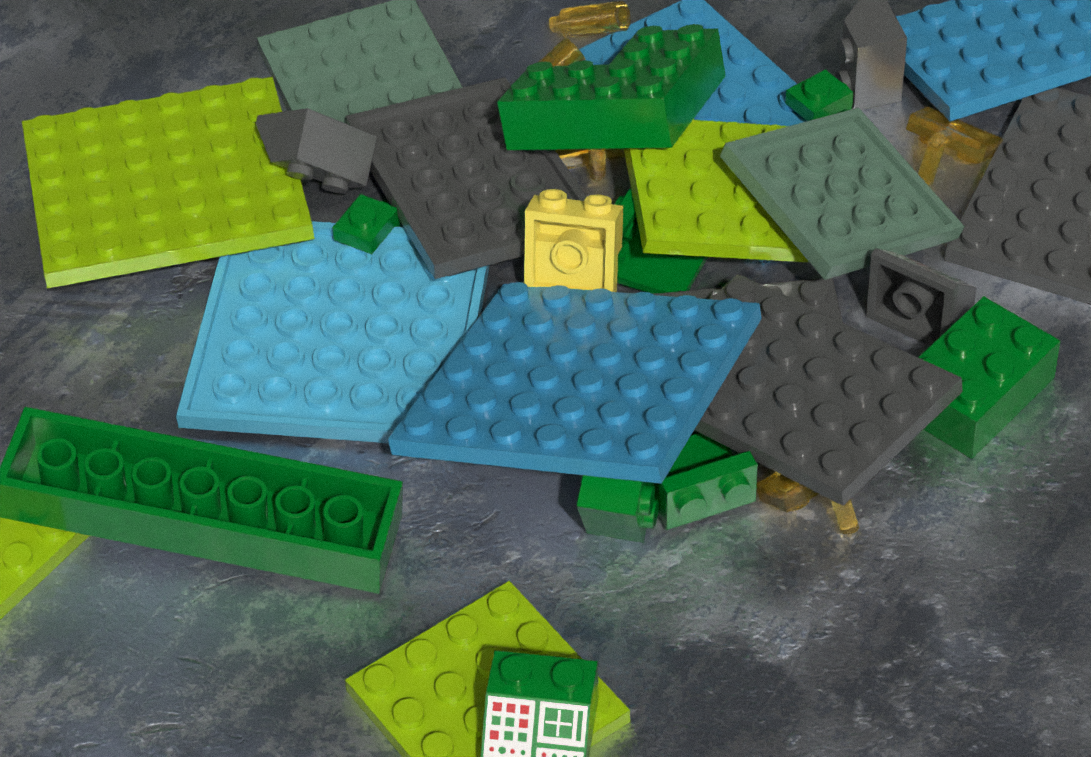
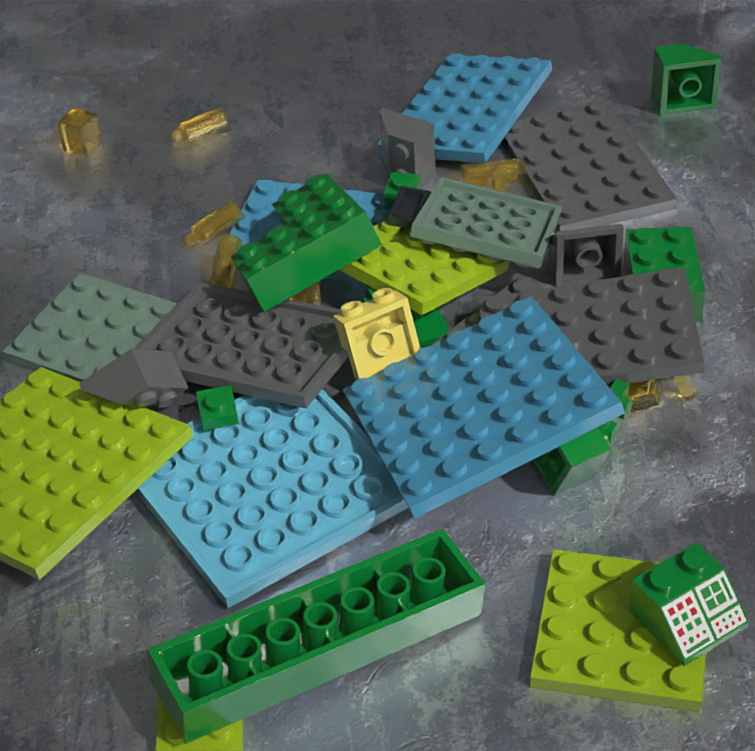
camera: 40 degrees left, 5 degrees down
(773, 116) = (407, 206): none -> black tile

